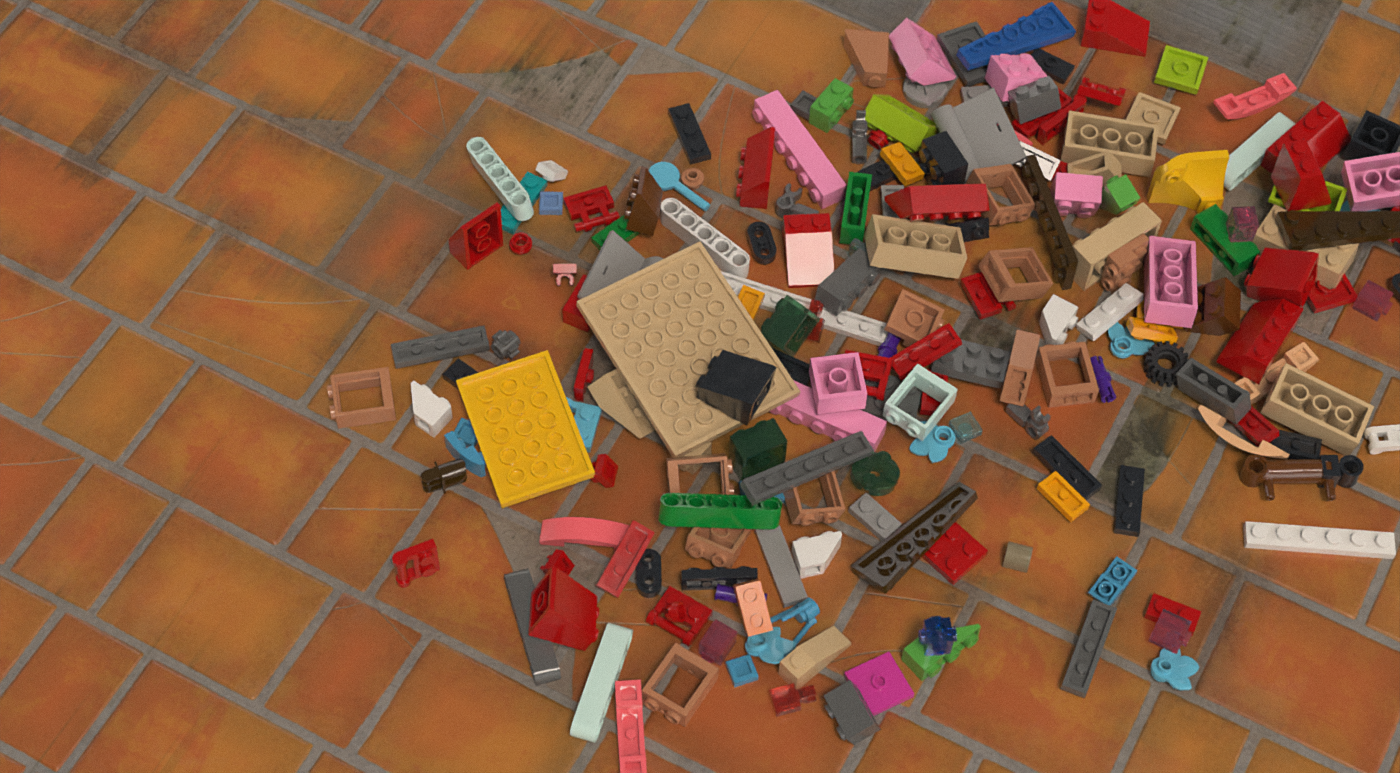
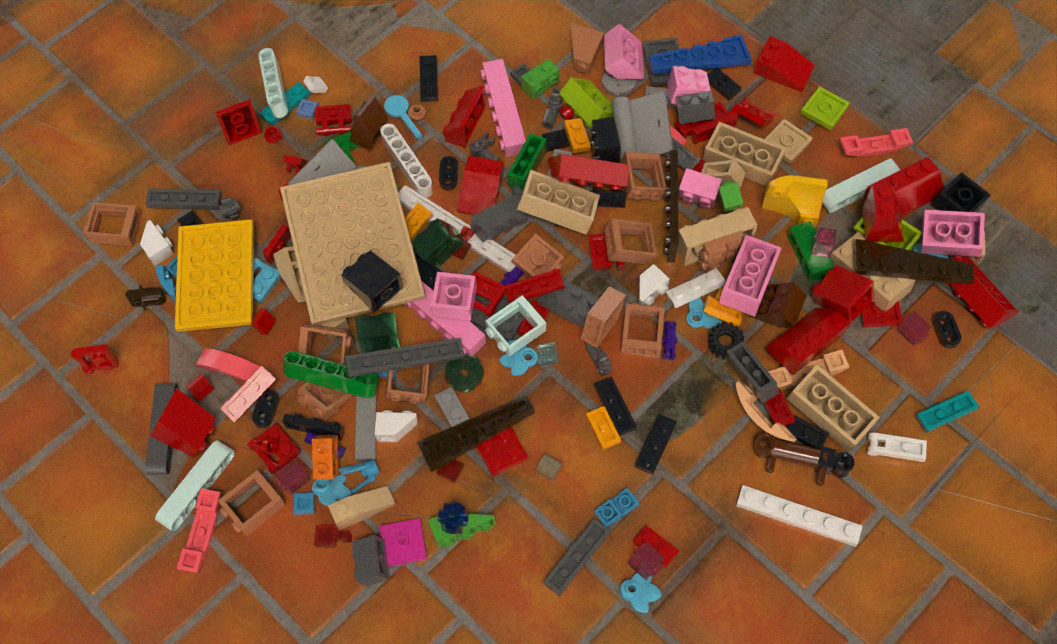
camera: 20 degrees right, 5 degrees up
(903, 589) = (451, 470): none -> clear red tile

